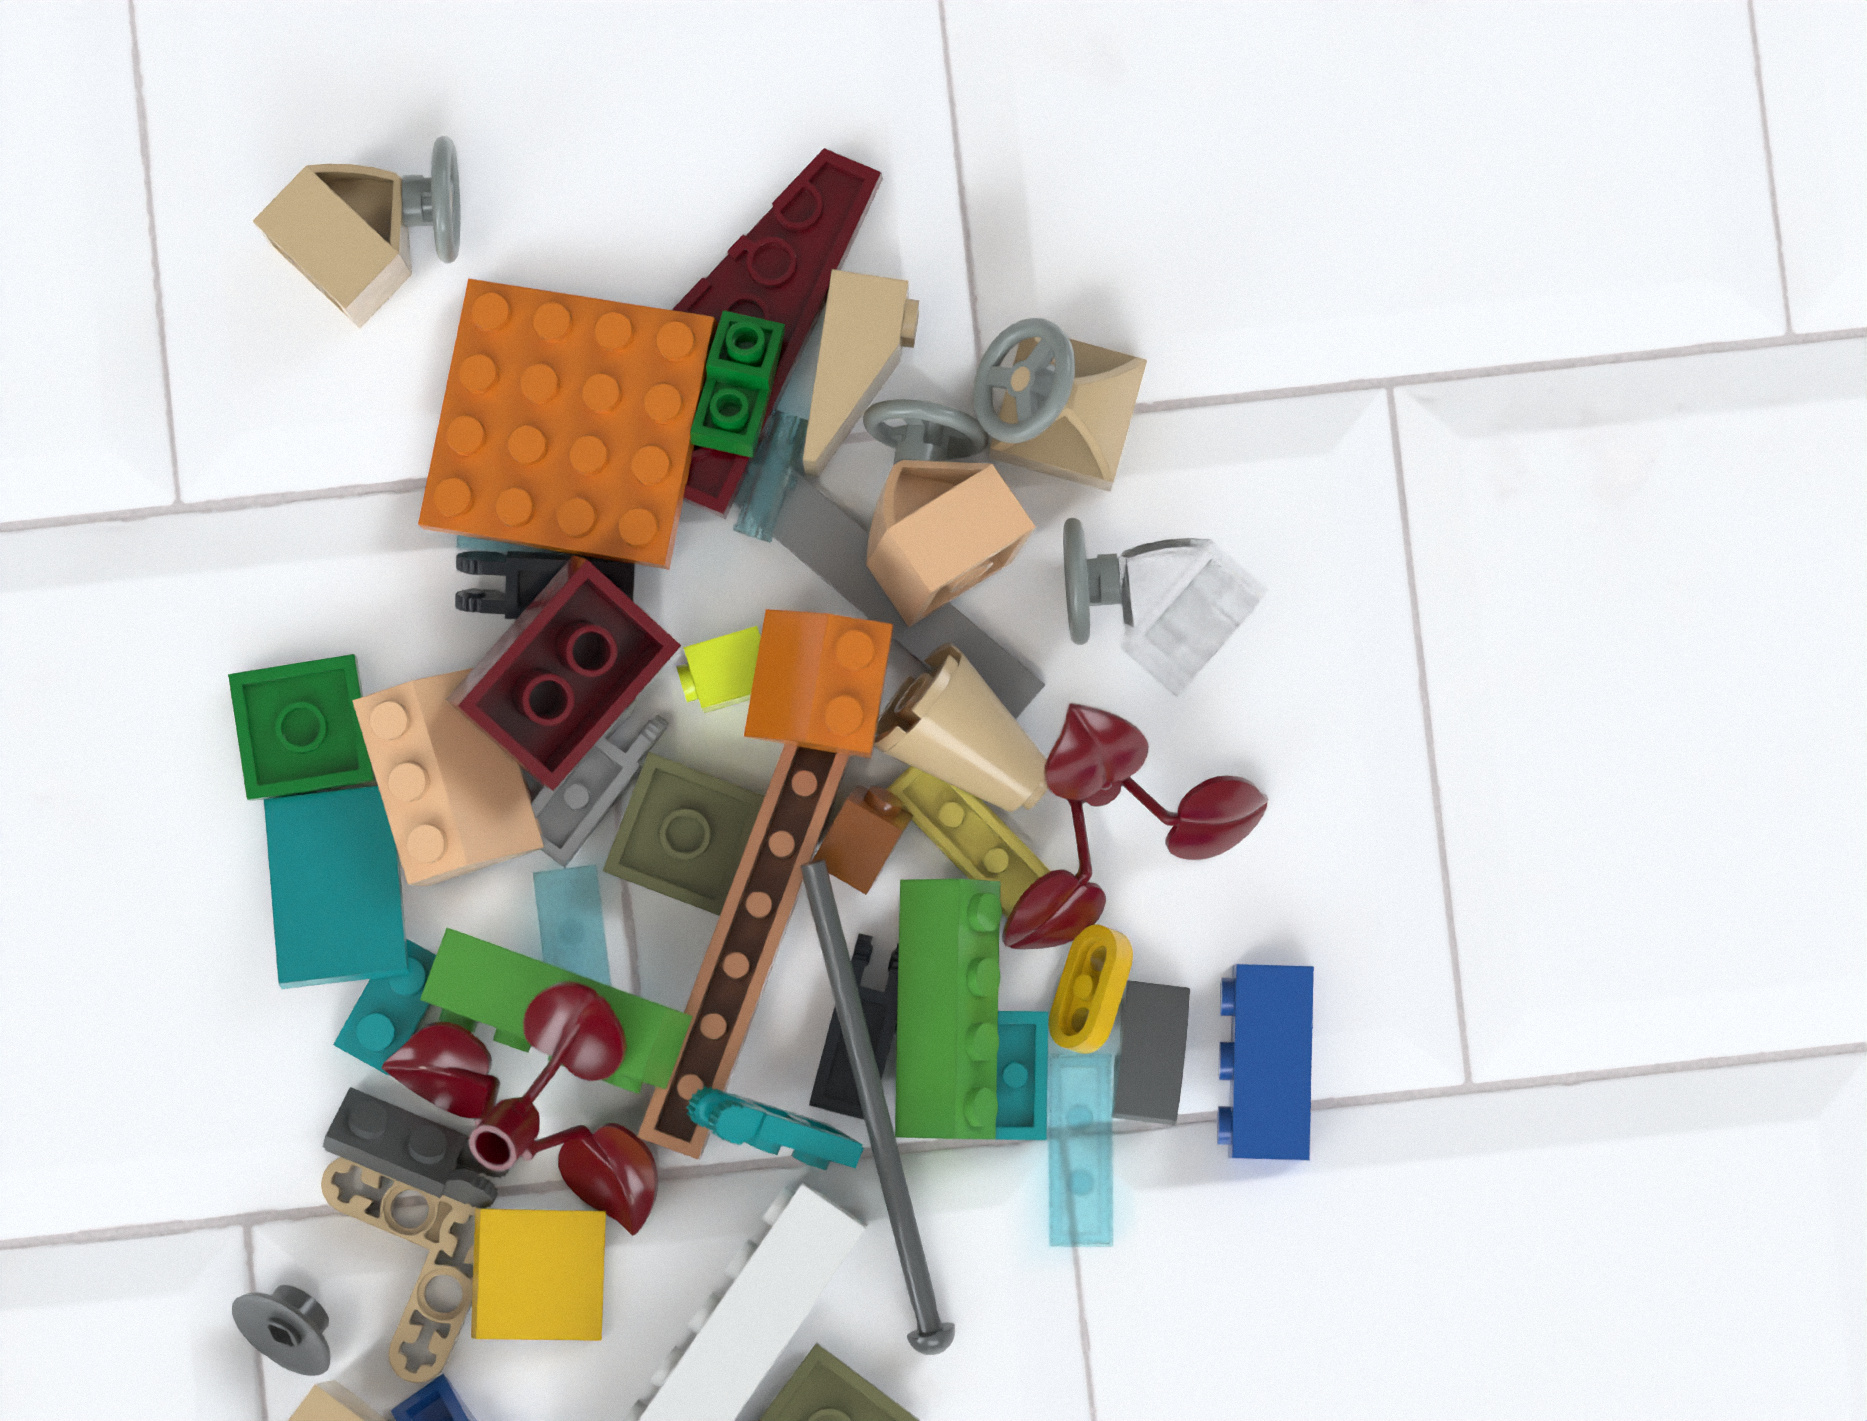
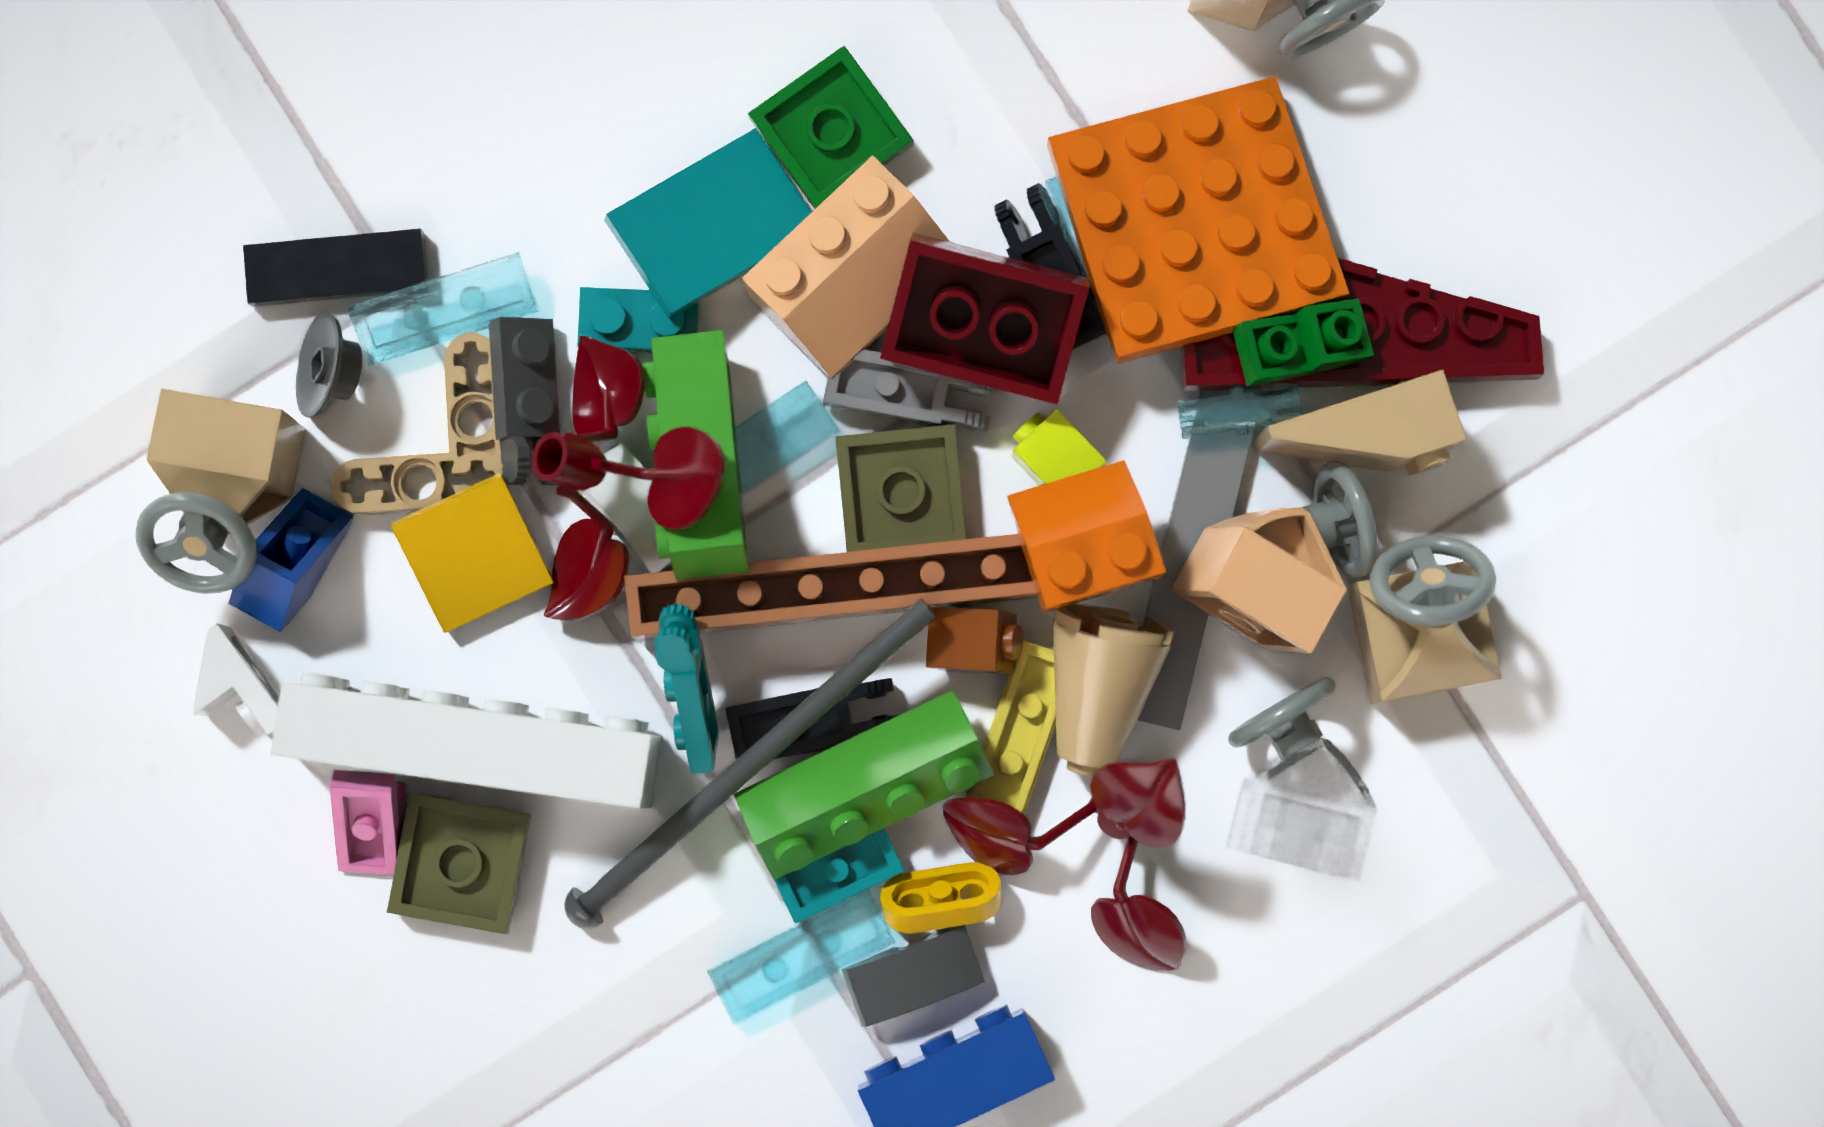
camera: 65 degrees right, 0 degrees up
(192, 1273) = (334, 267): none -> black tile
(286, 1187) = (442, 308): none -> clear light blue tile
(575, 1101) = (626, 506): none -> white slope

